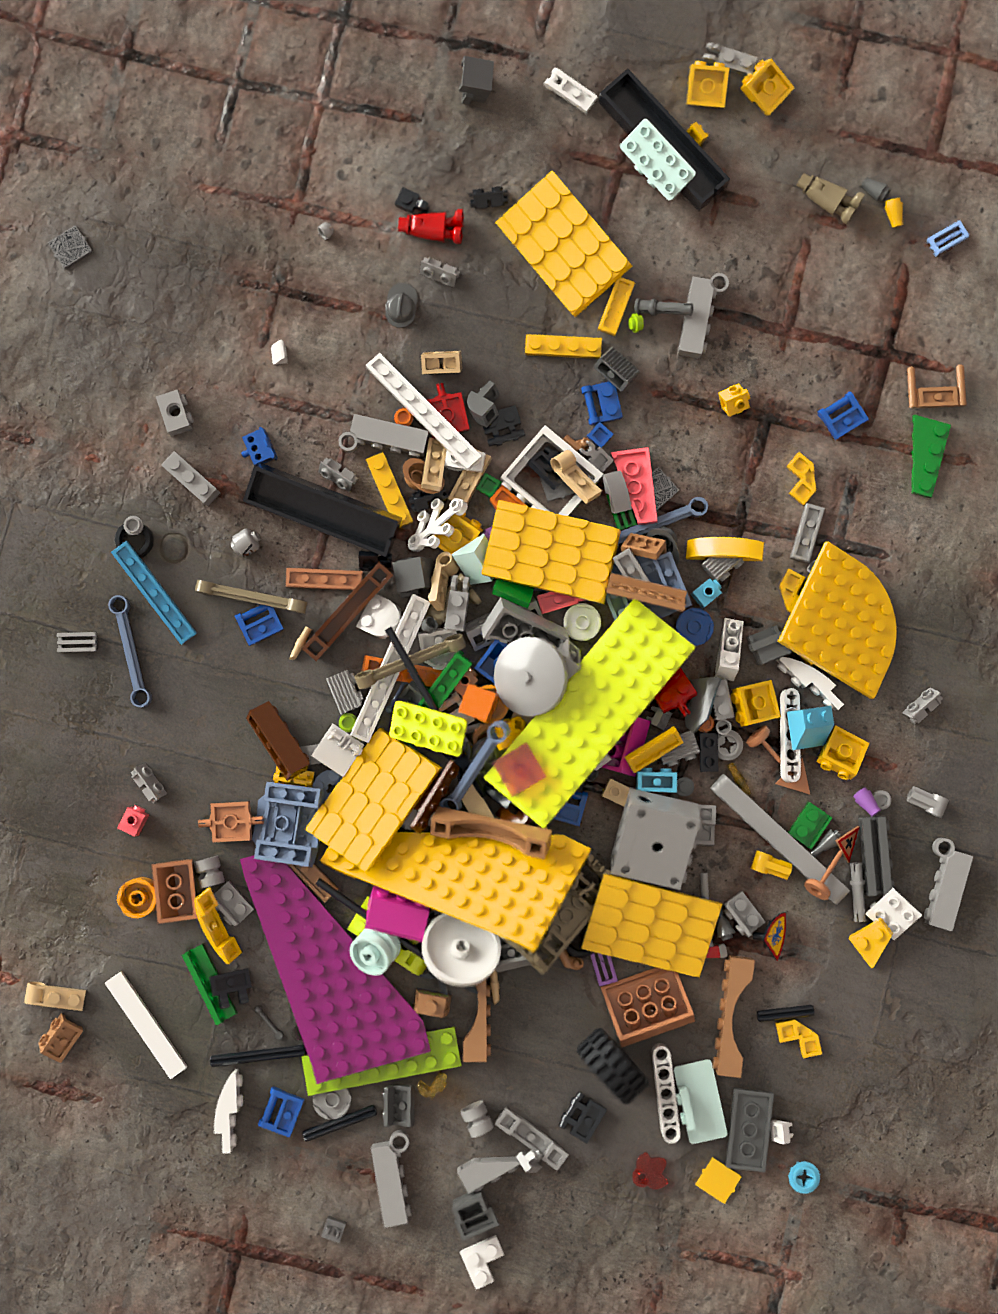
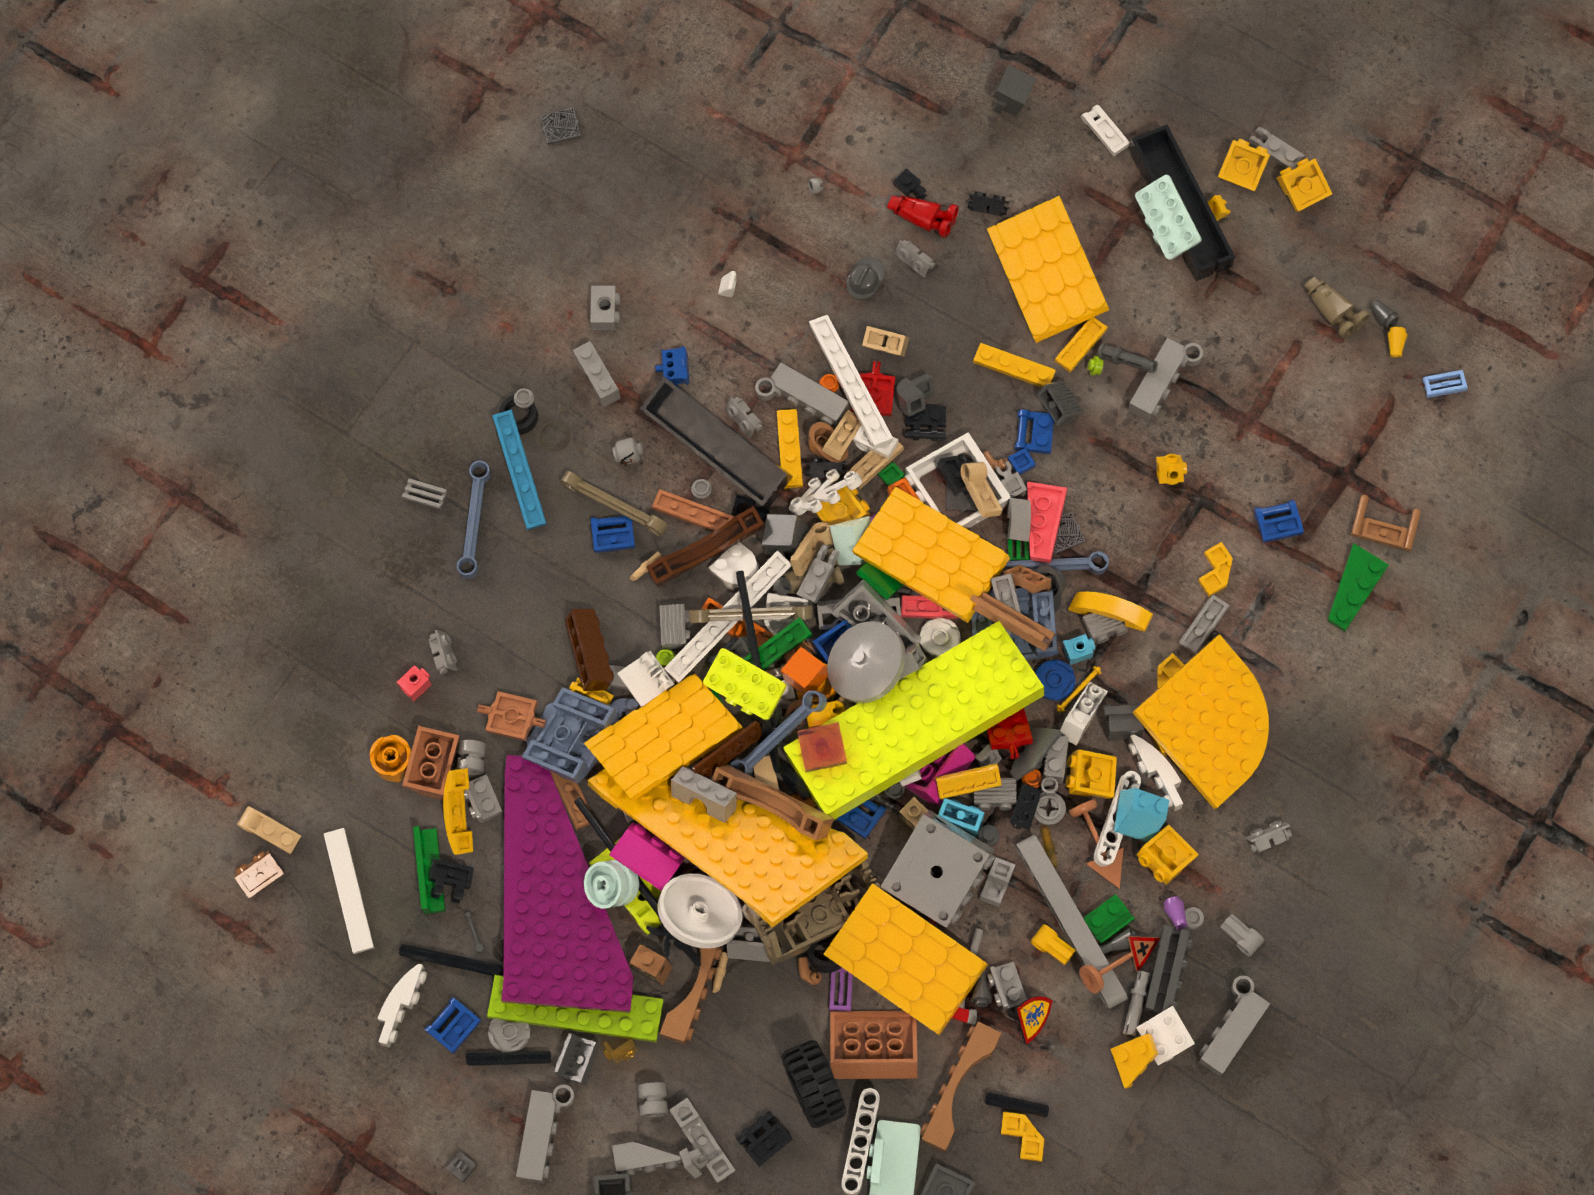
camera: 25 degrees right, 15 degrees down
(324, 554) = (701, 489): none -> light grey plate
(440, 845) = (718, 799): none -> light grey arch
(708, 651) = (1096, 670): none -> yellow axle

